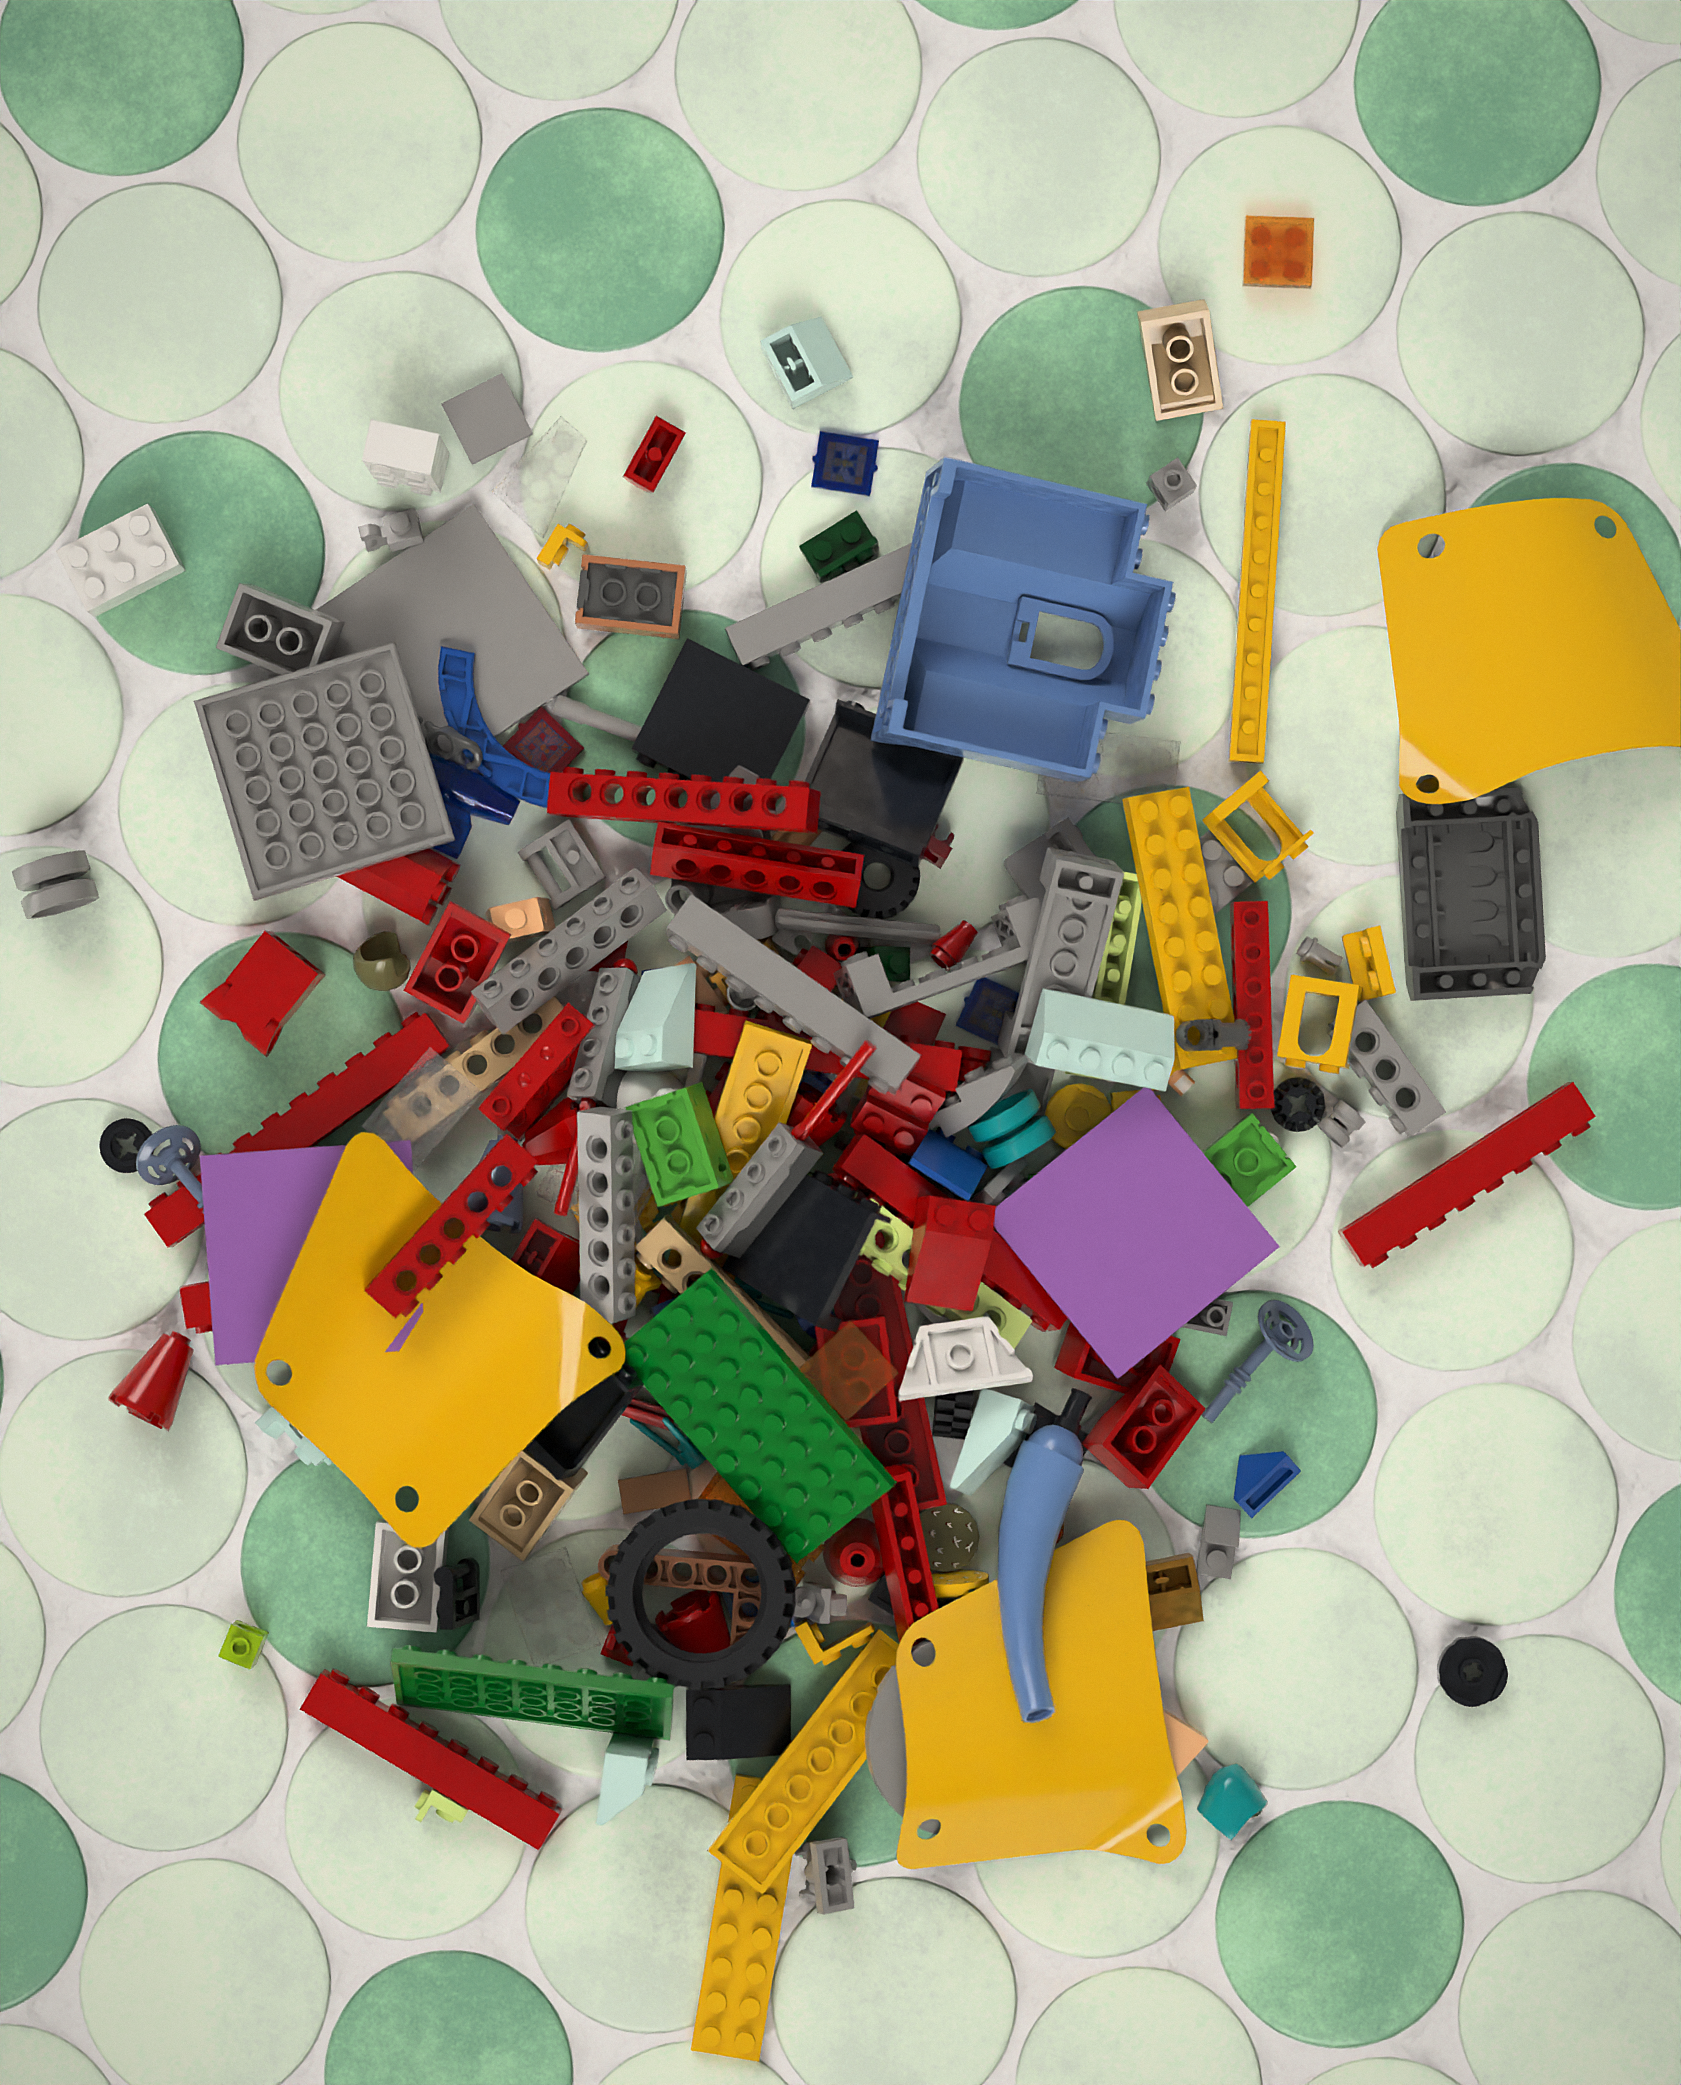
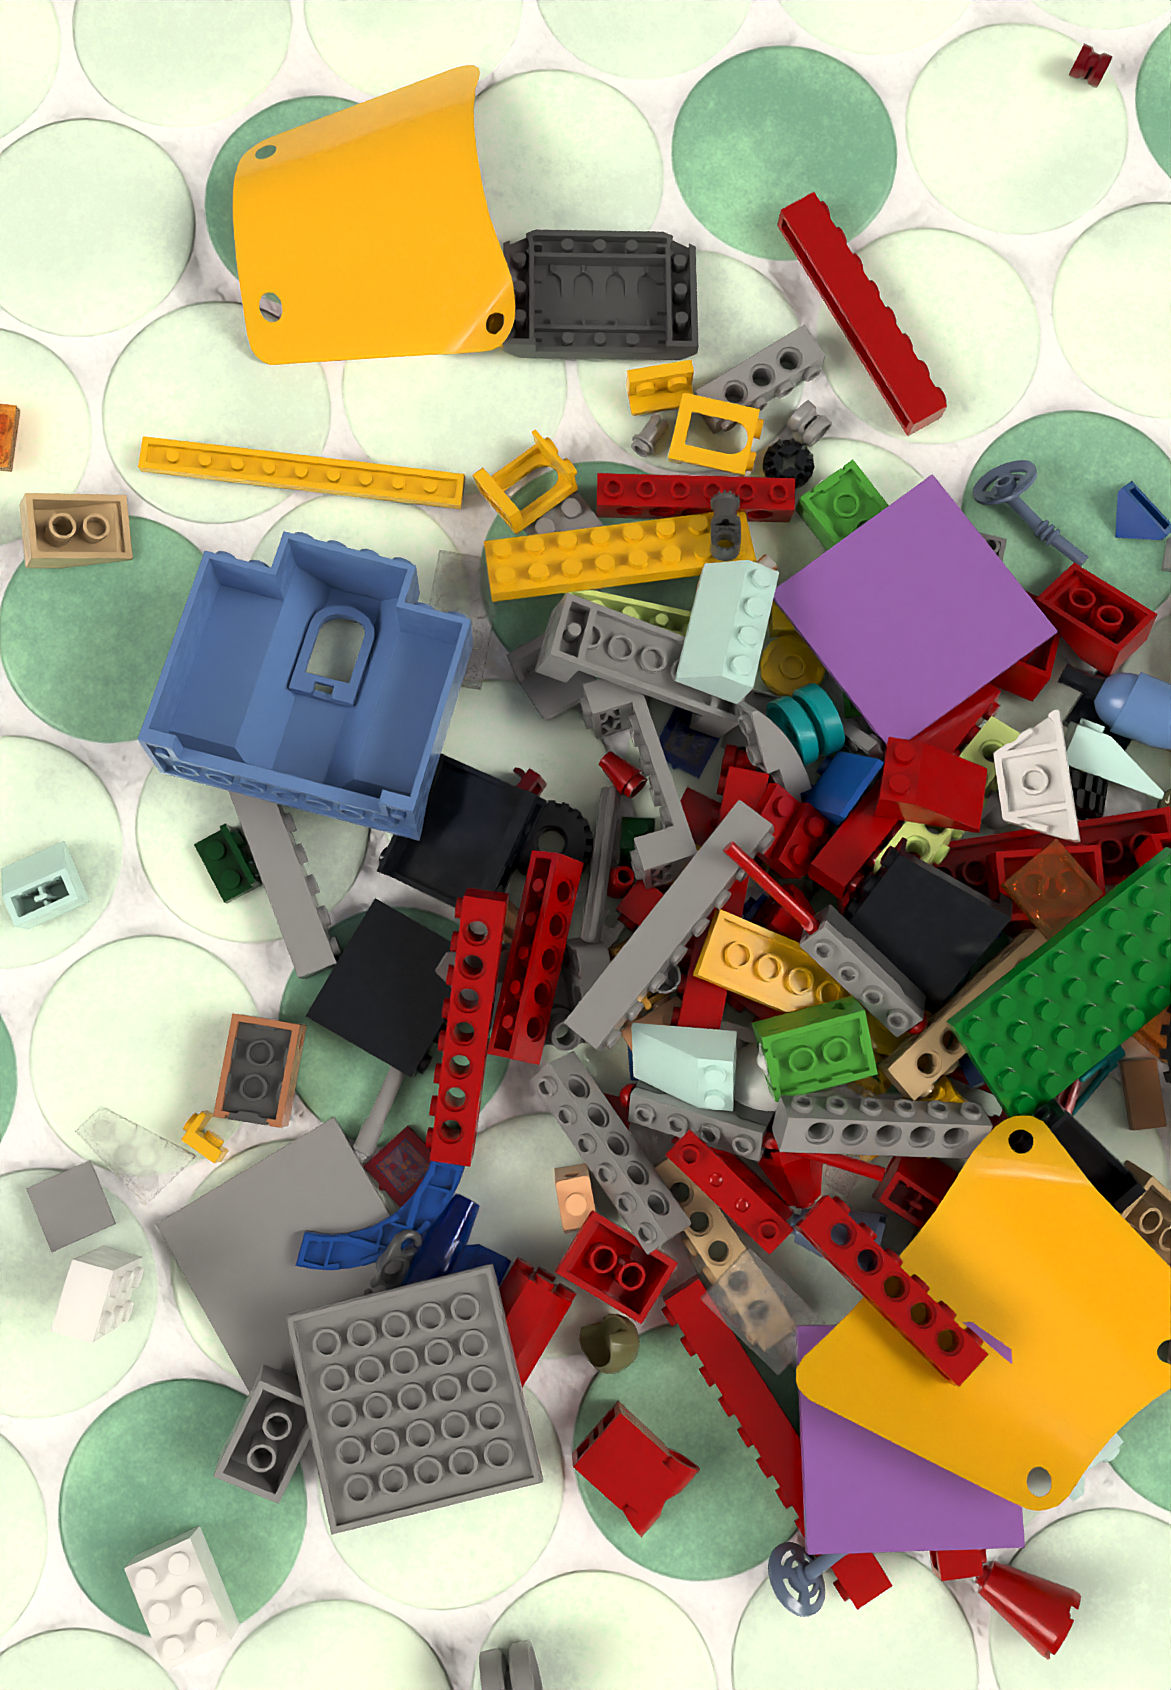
camera: 85 degrees left, 5 degrees down
(111, 1149) = (785, 1636): black gear -> none
(399, 532) = (177, 1303): light grey plate -> none
(571, 857) = (516, 1143): light grey plate -> none
(653, 455) = (122, 1040): red brick -> none
(845, 463) = (148, 854): piece -> none
(1171, 484) = (191, 542): light grey brick -> none

